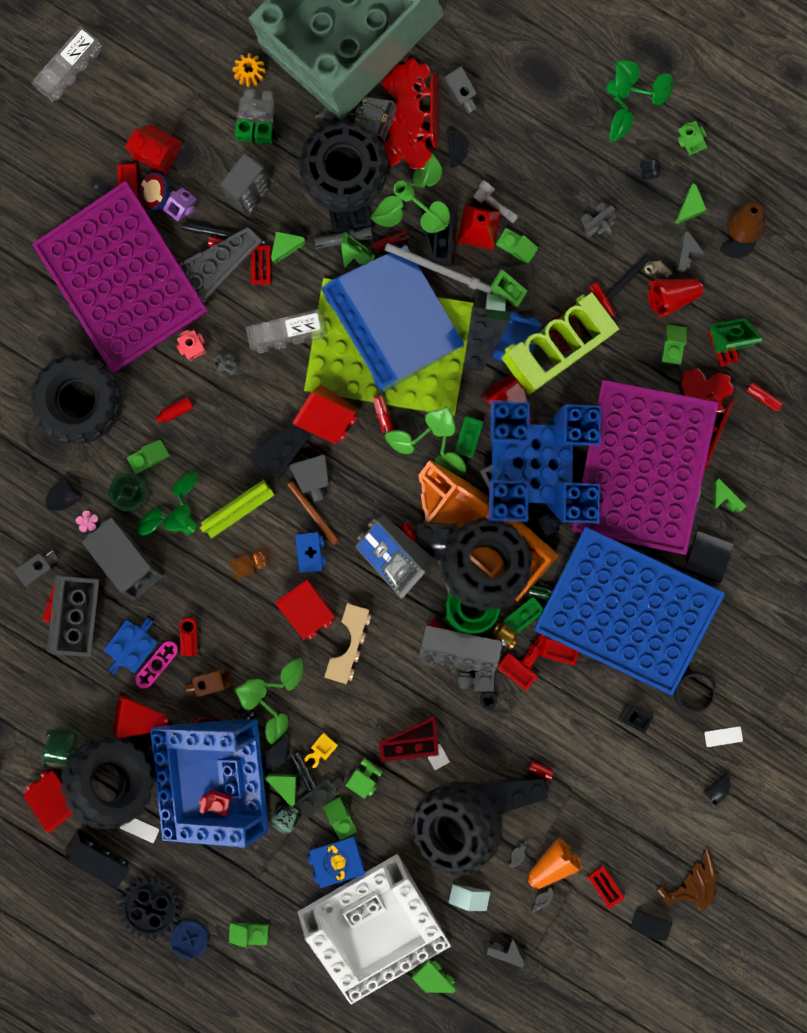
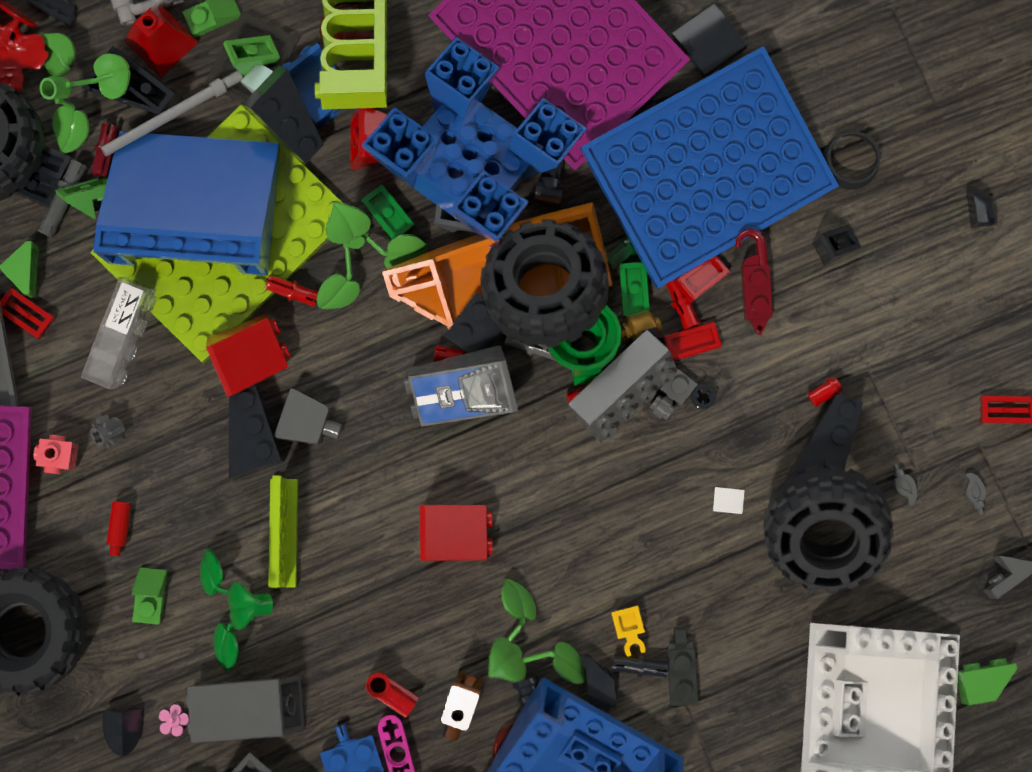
camera: 55 degrees left, 5 degrees down
(119, 487) = (161, 656): clear green brick -> none
(244, 566) = (354, 571): clear orange plate -> none
(285, 785) = (642, 700): bright green slope -> none
(285, 819) = (682, 726): sand green head -> none
(305, 563) = (376, 477): blue brick -> none
(313, 513) = (348, 449): dark orange bar -> none
(336, 862) = (772, 701): blue panel -> none
(339, 818) = (724, 662): bright green slope -> none
(340, 667) = (505, 484): tan arch -> none
(361, 782) = (698, 606): bright green brick -> none
(413, 743) = (693, 518): dark red wedge -> none
(469, 898) = (917, 575): light aqua slope -> none
(554, 865) = (945, 450): orange cone -> none
(578, 685) = (756, 282): none -> dark red plate
(723, 736) = (923, 162): white sticker -> none

